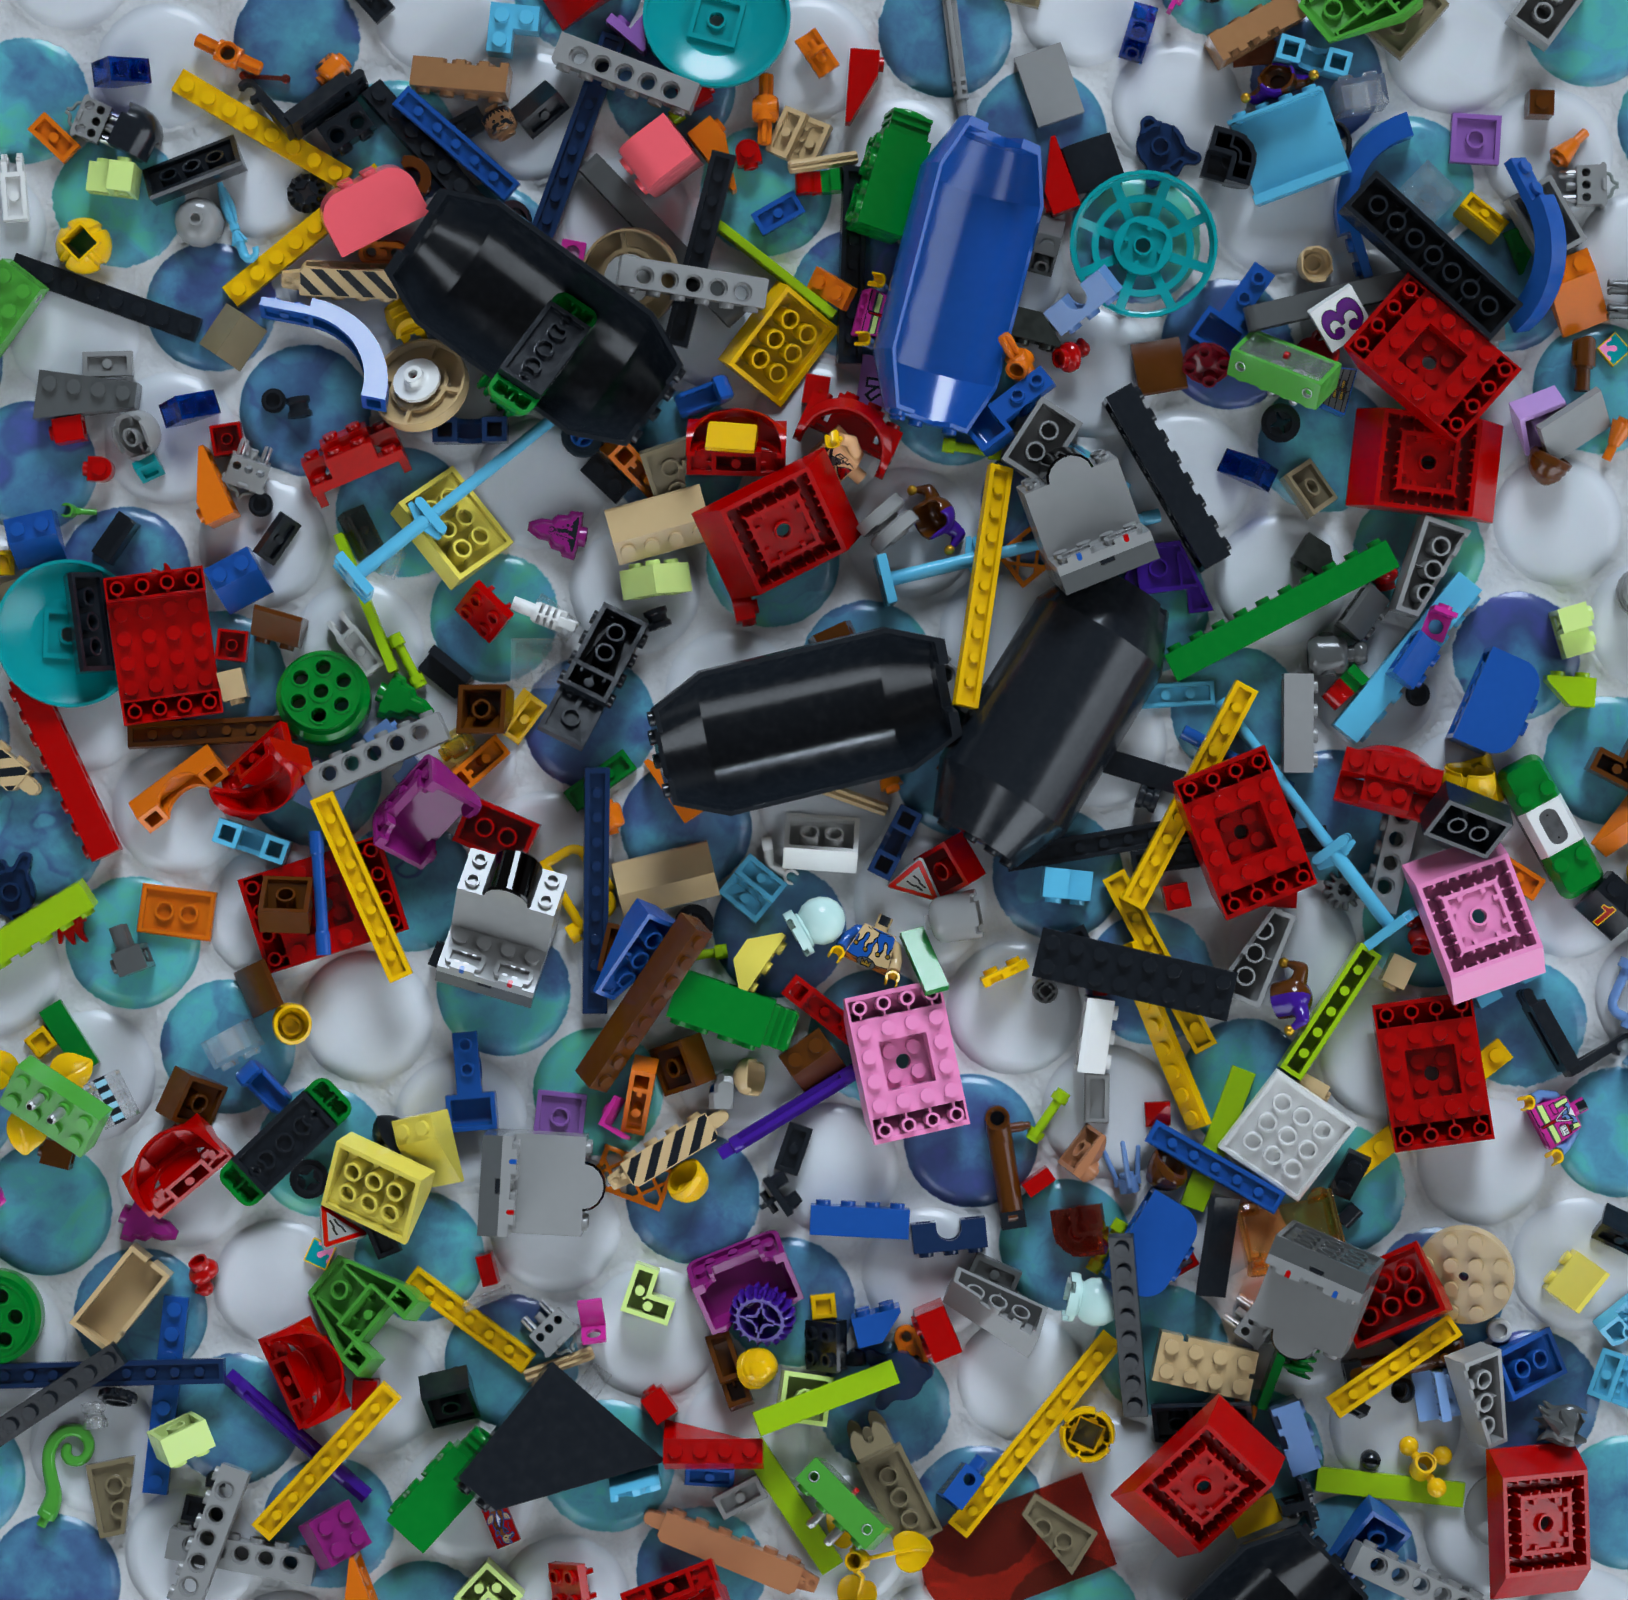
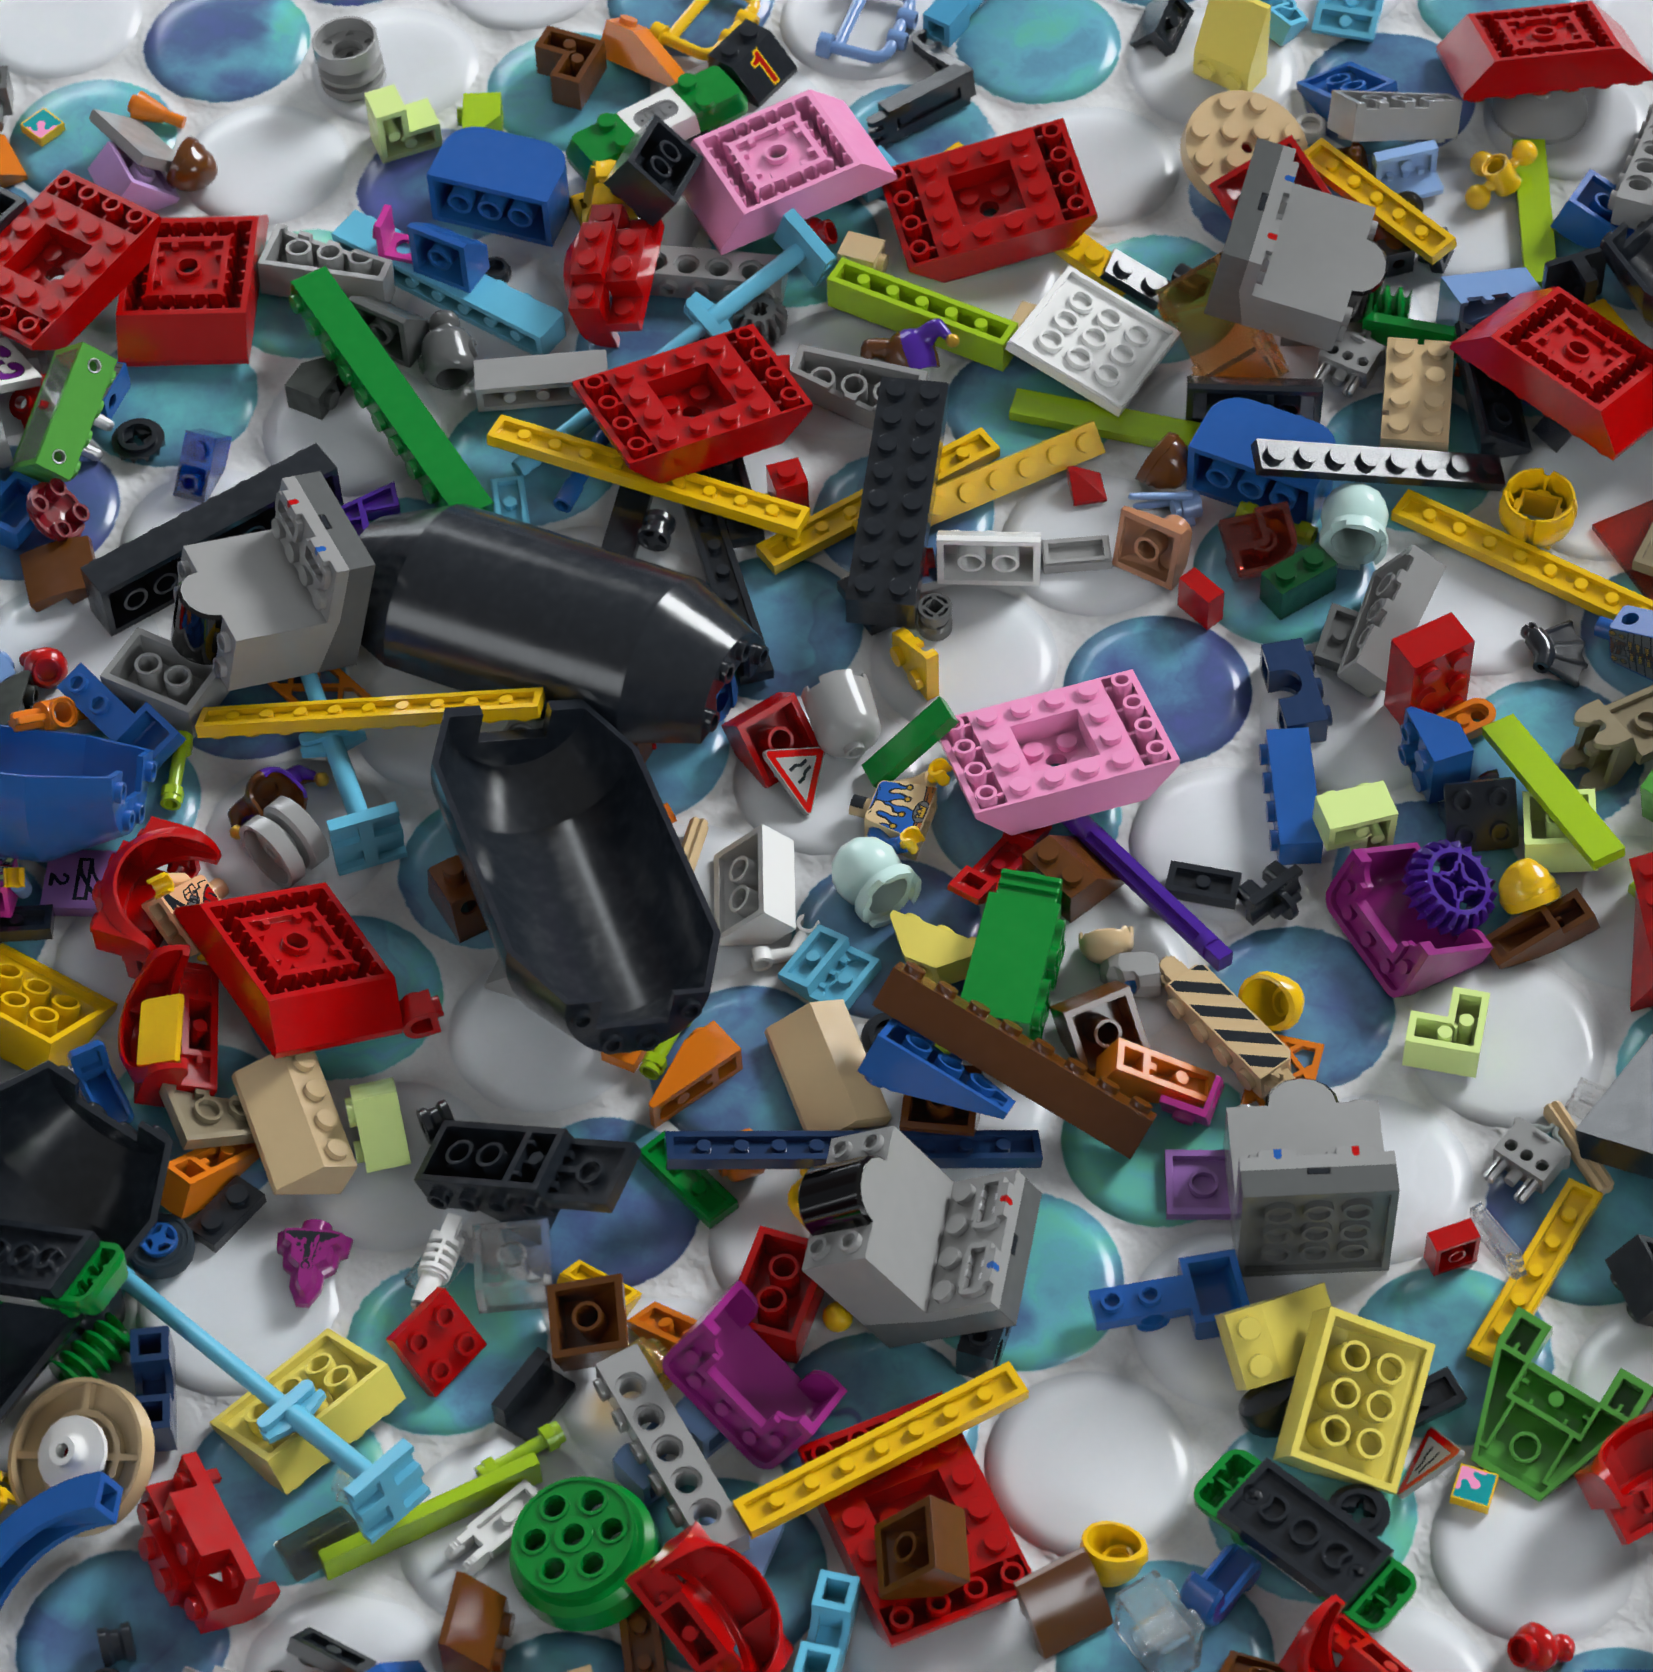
camera: 90 degrees left, 35 degrees down
(322, 934) = (832, 1520): blue piece -> none
(399, 700) = (583, 1450): green rock -> none
(592, 1320) = (1500, 1109): dark pink bracket -> none
(658, 1403) = (1609, 1011): red brick -> none
(814, 383) = (89, 963): red brick -> none
(820, 1258) = (1356, 817): none -> yellowish green brick
(823, 1306) = (1423, 829): yellow tile -> none
(894, 842) = (718, 793): dark blue arch -> none
(910, 1371) = (1495, 703): dark blue tile -> none
(970, 1426) = (1556, 650): none -> black arm
(1005, 1168) = (1130, 650): reddish brown piece -> none
(1036, 1133) = (1082, 591): lime bar -> none
(1046, 1253) = (1298, 581): none -> dark green brick
(1066, 884) = (783, 606): medium azure brick -> none
(1215, 1166) = (1147, 415): blue tile -> none
(1308, 489) = (231, 404): dark tan slope -> none
(1344, 686) = (490, 339): leg -> none
(1370, 1454) = (1504, 242): black hinge -> none
(1554, 1120) = (1035, 92): torso -> none
(1561, 1424) = (1416, 47): dark grey hair -> none
(1583, 360) = (57, 148): reddish brown arm -> none

